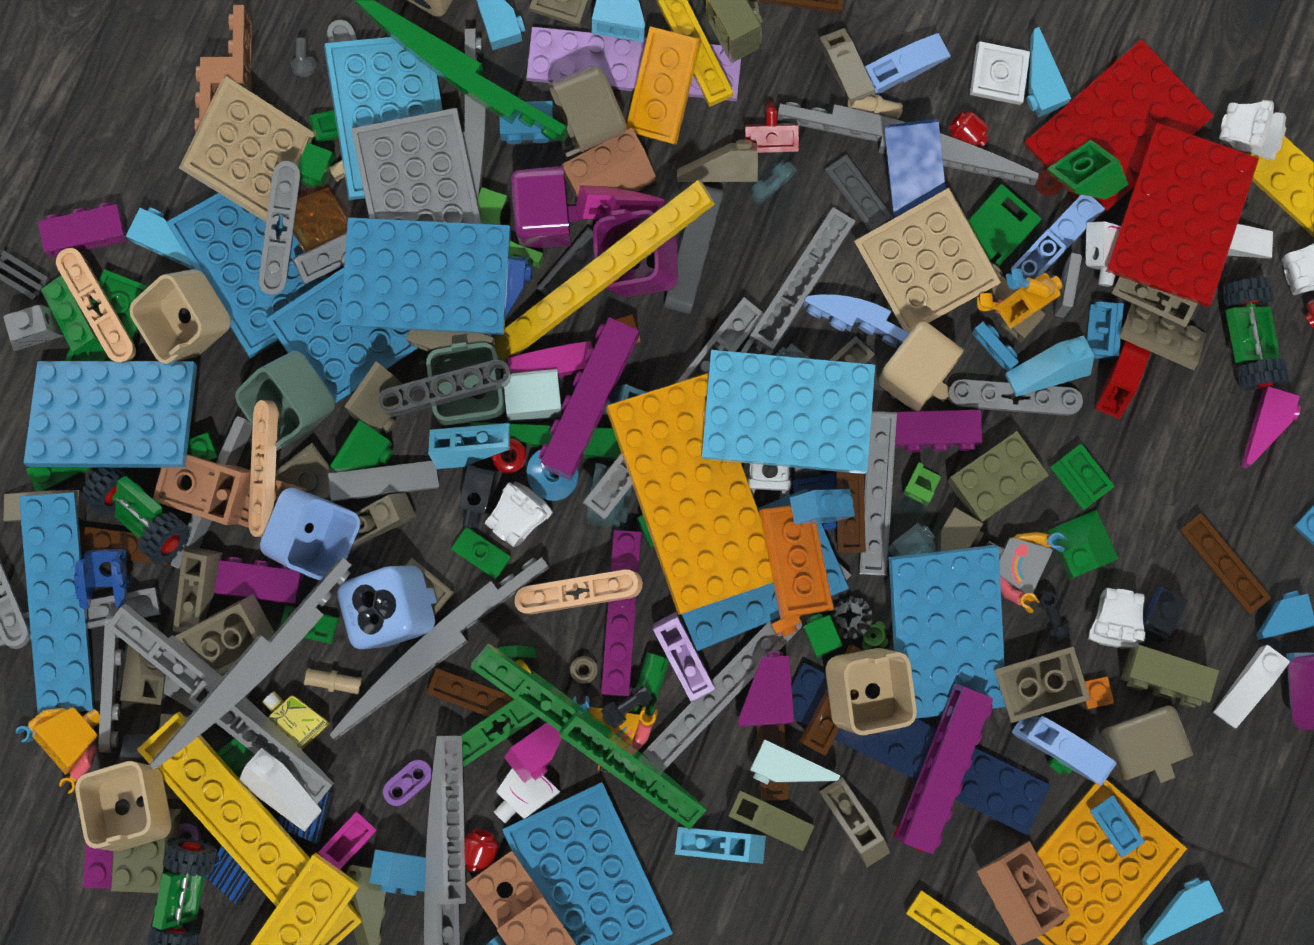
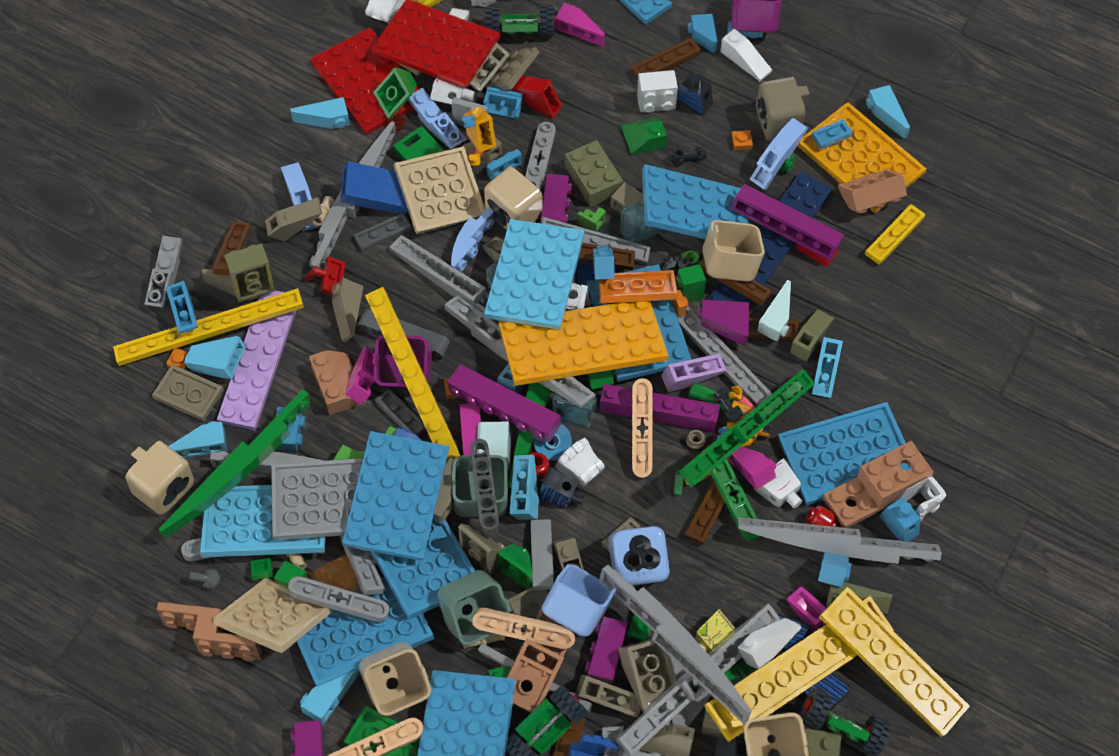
camera: 85 degrees left, 20 degrees down
(332, 681) = (688, 607): tan pin -> none
(409, 784) = (767, 565): medium lavender plate -> none
(438, 644) = (676, 540): light grey slope -> none
(481, 553) = (603, 498): green plate -> none
(542, 208) = (355, 415): magenta piece -> none
(587, 108) = (286, 375): dark tan piece -> none
(663, 85) = (281, 334): light orange tile -> none
(764, 189) = (361, 274): clear light blue plate -> none
(855, 822) = (818, 283): dark tan slope -> none
(969, 128) = (352, 155): red head -> none
(999, 73) = (315, 139): white plate -> none
(1023, 563) = (653, 158): torso -> none
(1042, 684) = (735, 160): dark tan slope -> none
(1054, 366) = (523, 131): medium azure slope -> none
(1081, 477) = (599, 128): green plate -> none
(1119, 619) = (696, 117): white piece -> none
(1153, 555) = (657, 91): none -> white brick
(1169, 676) = (736, 94): olive brick -> none

